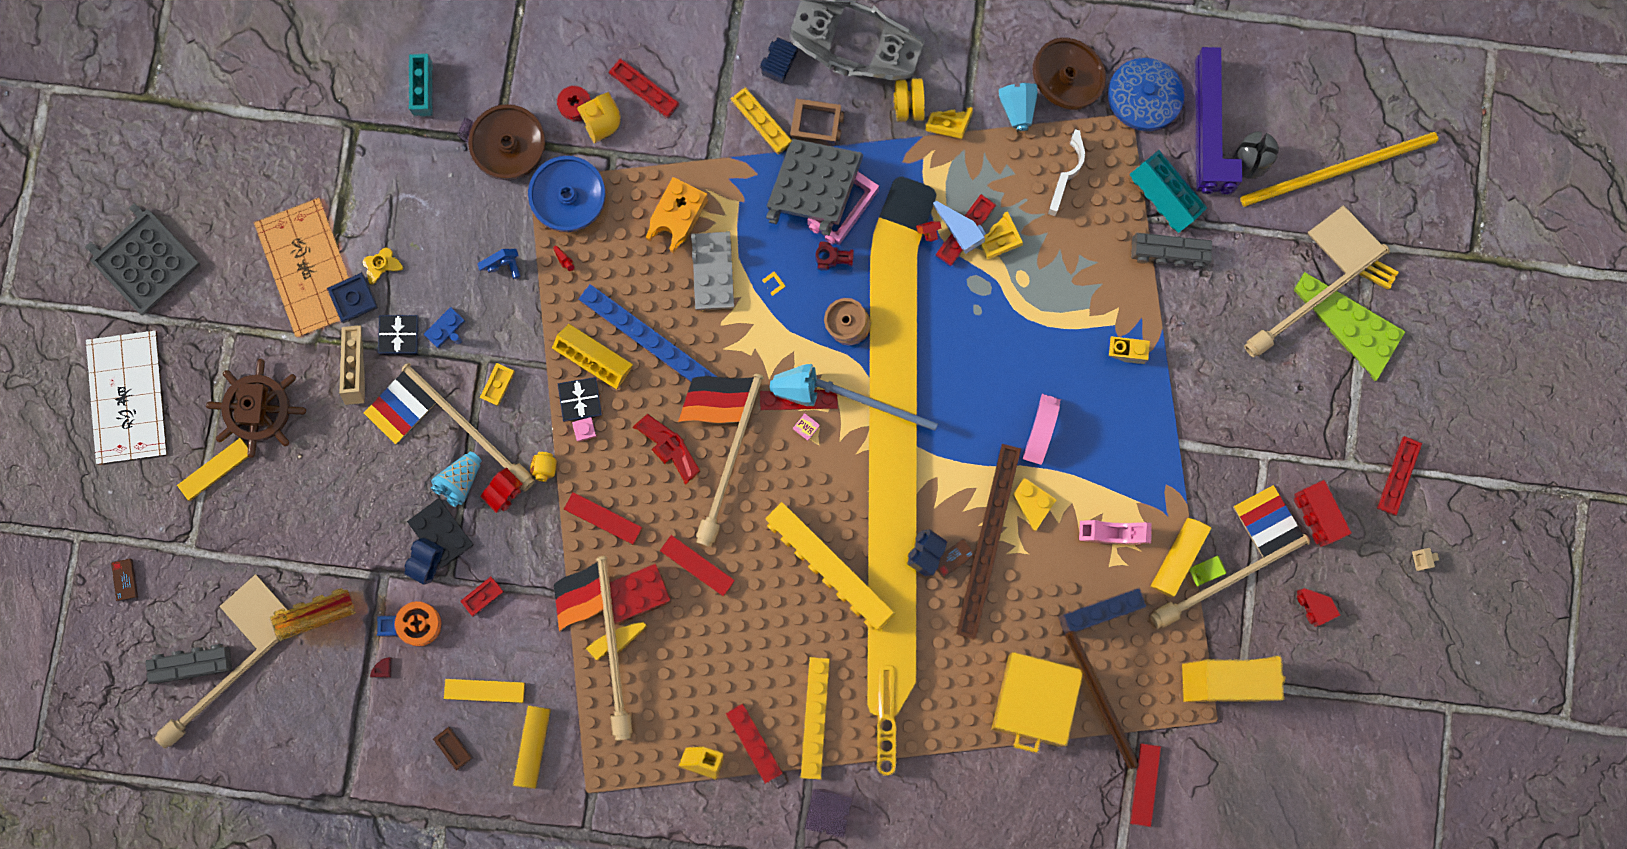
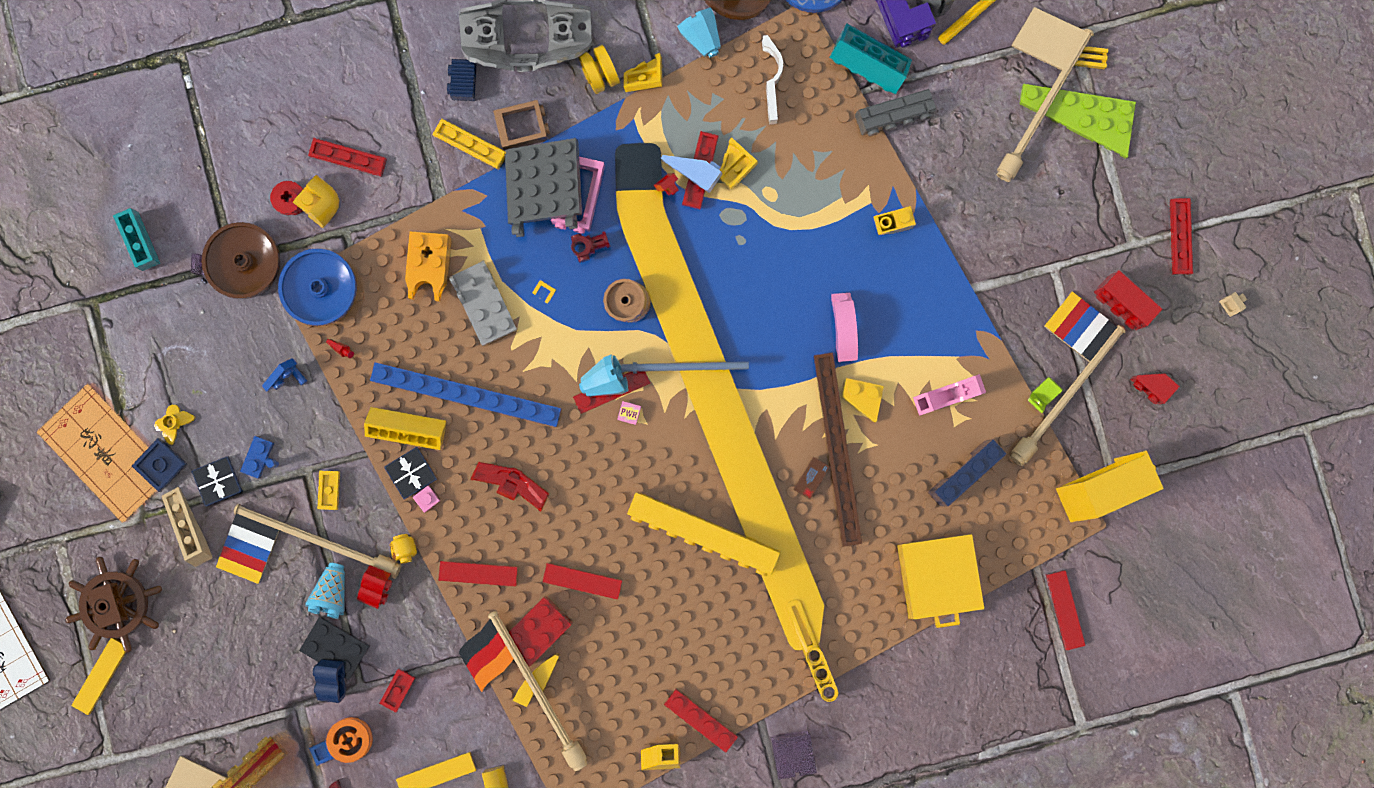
camera: 25 degrees left, 5 degrees up
(720, 401) = (540, 423): flag -> none
(815, 718) = (746, 674): yellow plate -> none
(927, 552) = (786, 483): dark blue brick -> none
(1101, 699) = (994, 549): reddish brown axle -> none
(1180, 557) = (1016, 392): yellow brick -> none

